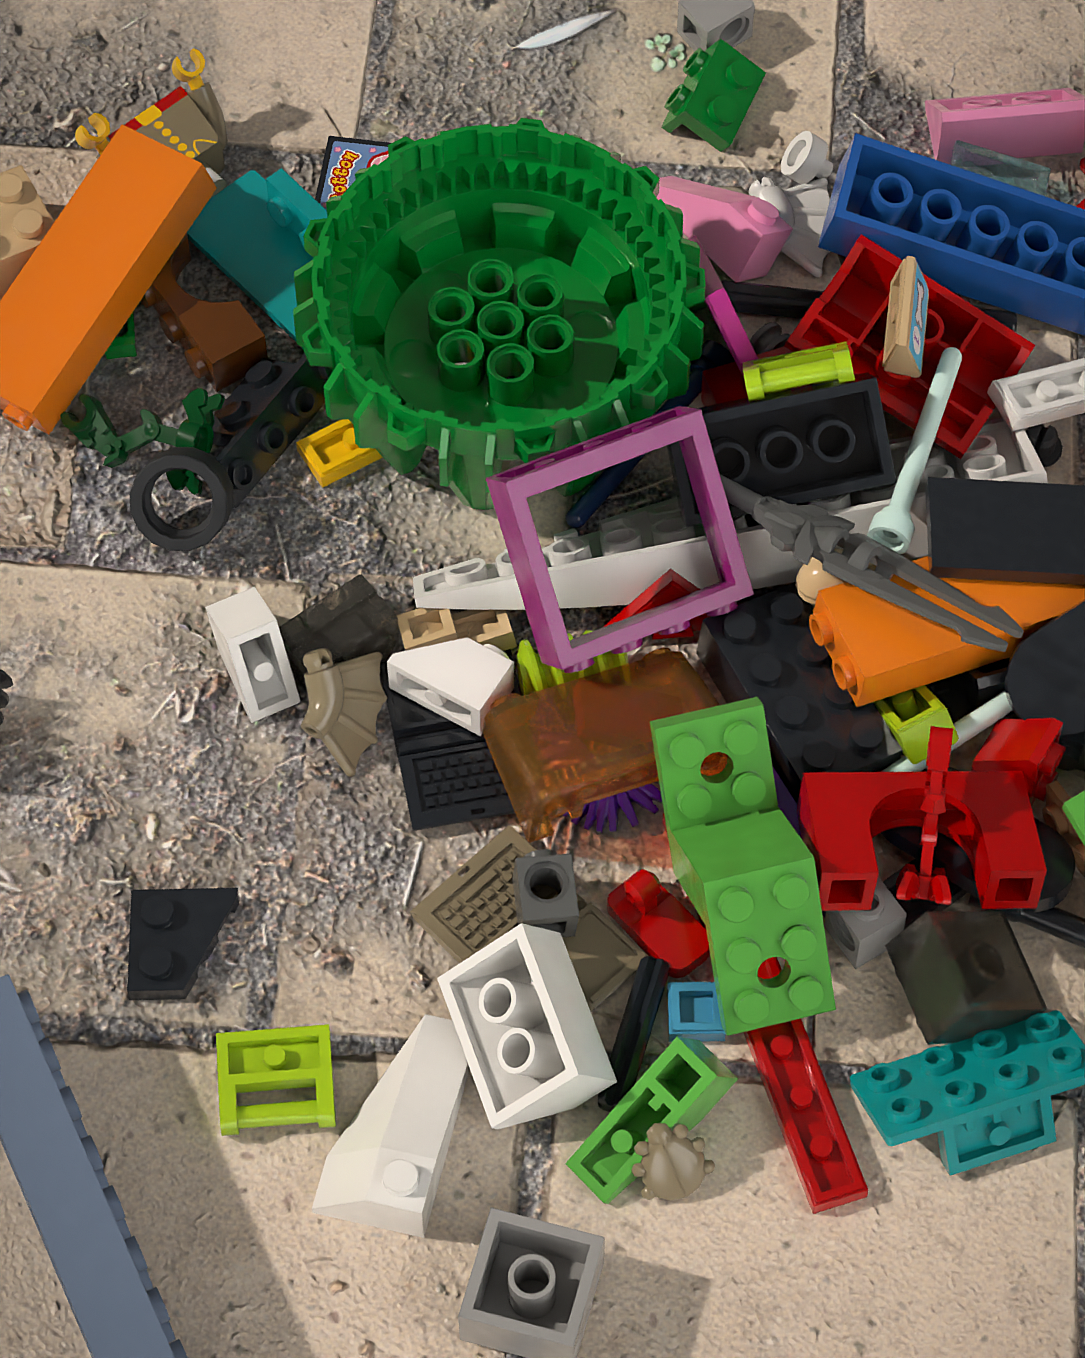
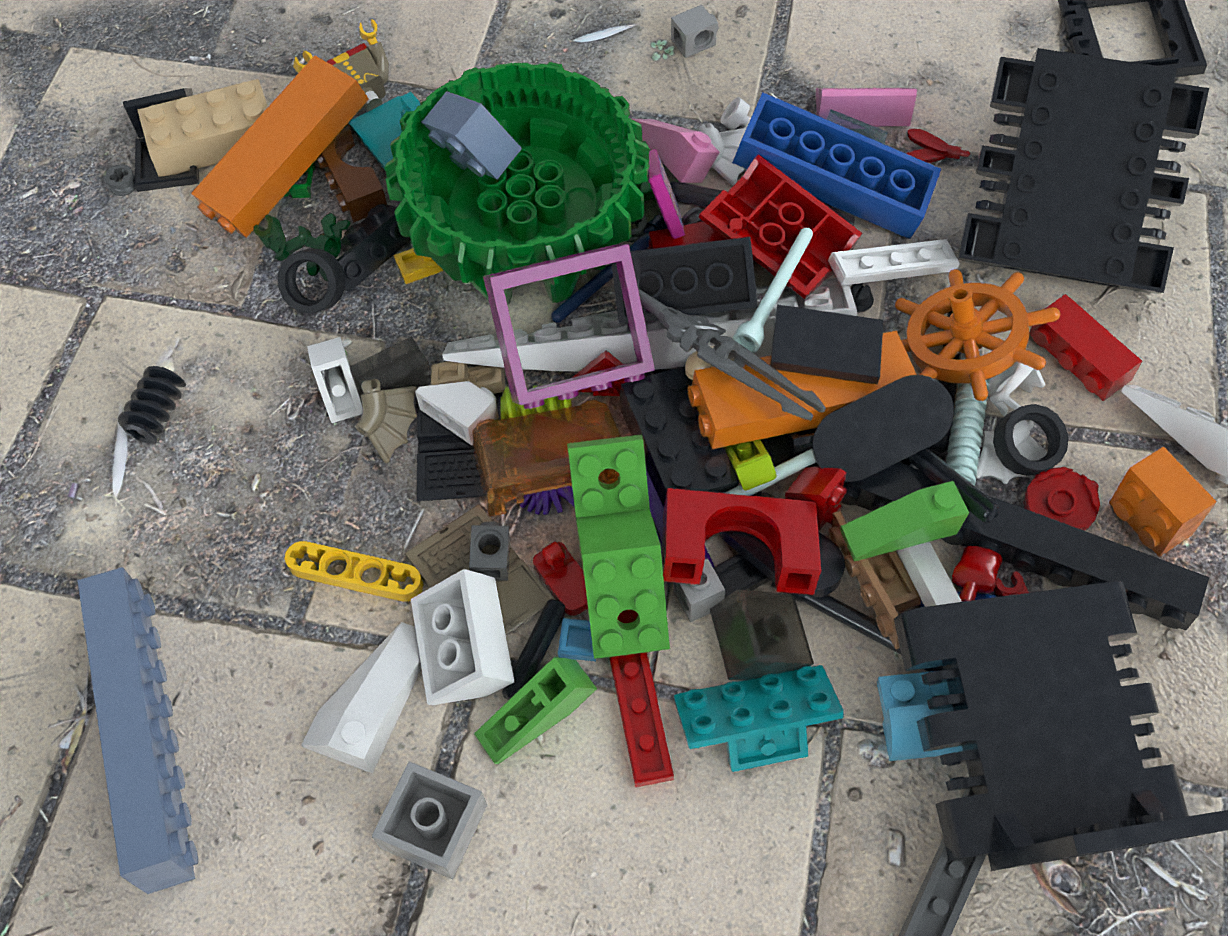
camera: 10 degrees right, 0 degrees up
(172, 937) = (250, 554): black wing -> none
(275, 1062) = (294, 643): lime plate -> none
(339, 937) = (355, 567): none -> yellow beam
(419, 251) = (471, 135): none -> sand blue brick
(671, 1163) = (542, 742): dark tan piece -> none
(714, 94) = (687, 74): green bracket -> none
(797, 369) = (690, 232): lime plate -> none
(906, 320) = (779, 208): tan slope -> none
(925, 884) = (735, 568): red piece -> none

